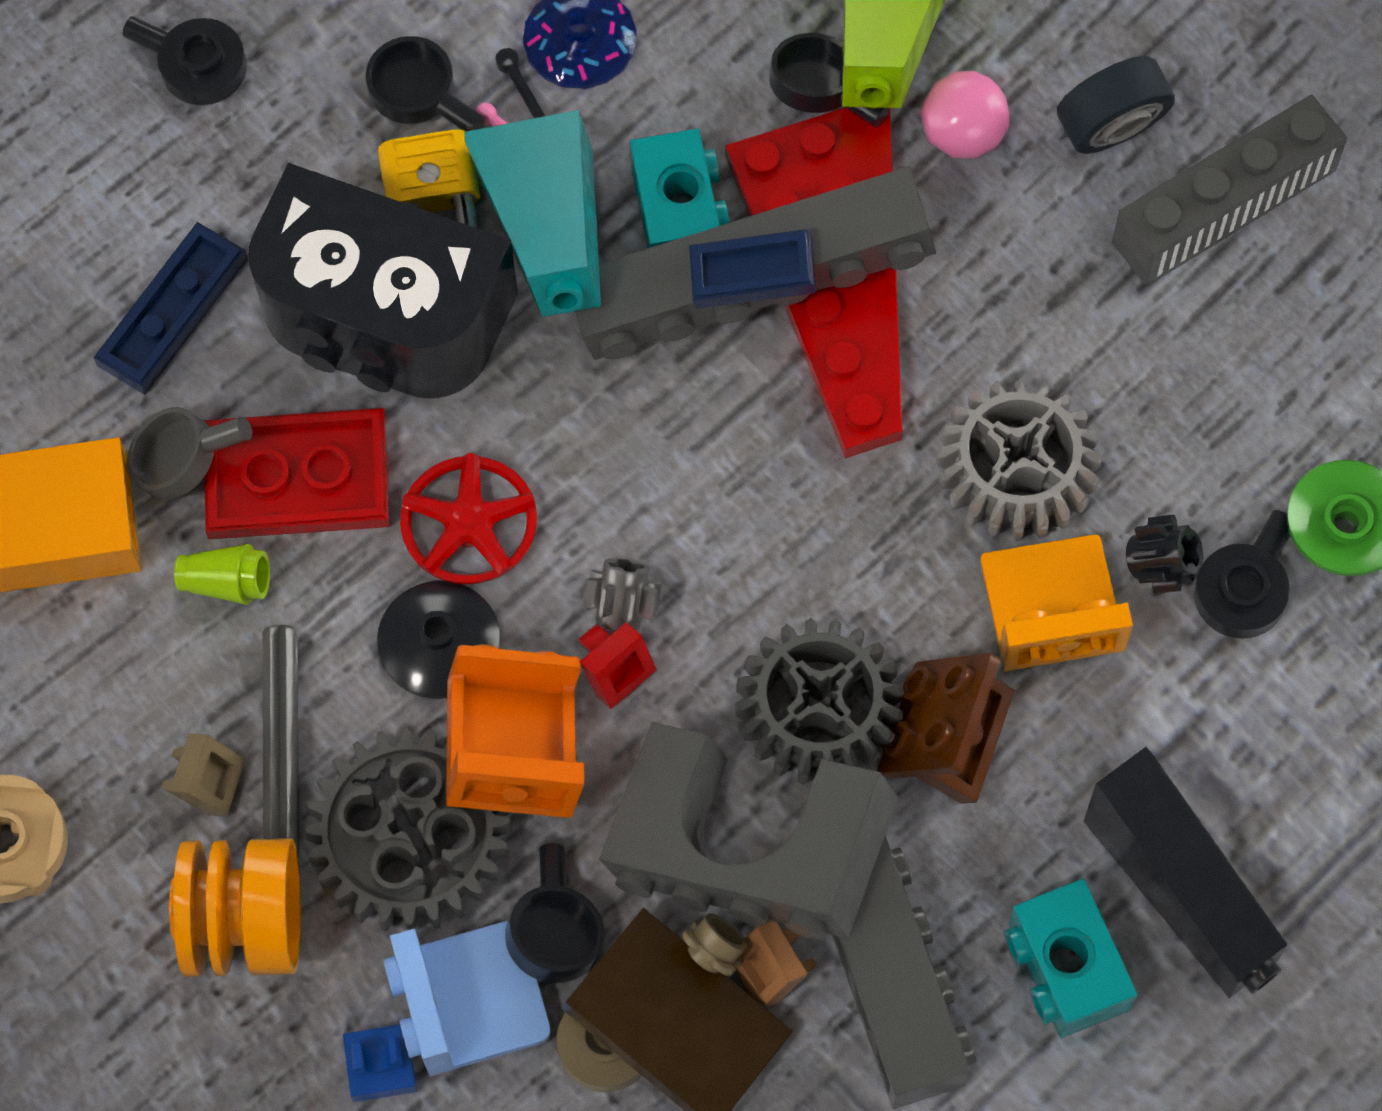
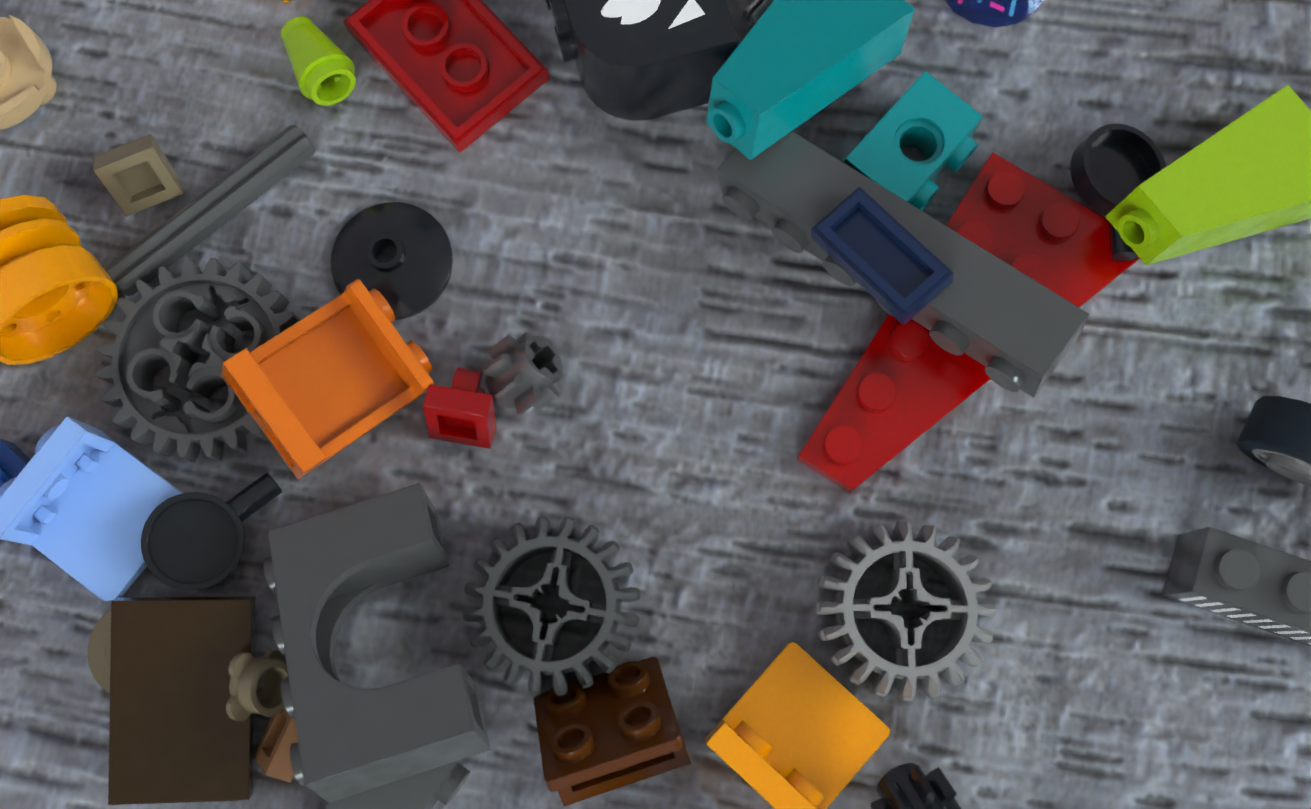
camera: 55 degrees right, 10 degrees up
(468, 518) = (505, 204): red wheel -> none
(965, 115) = (1189, 323): bright pink hair -> none

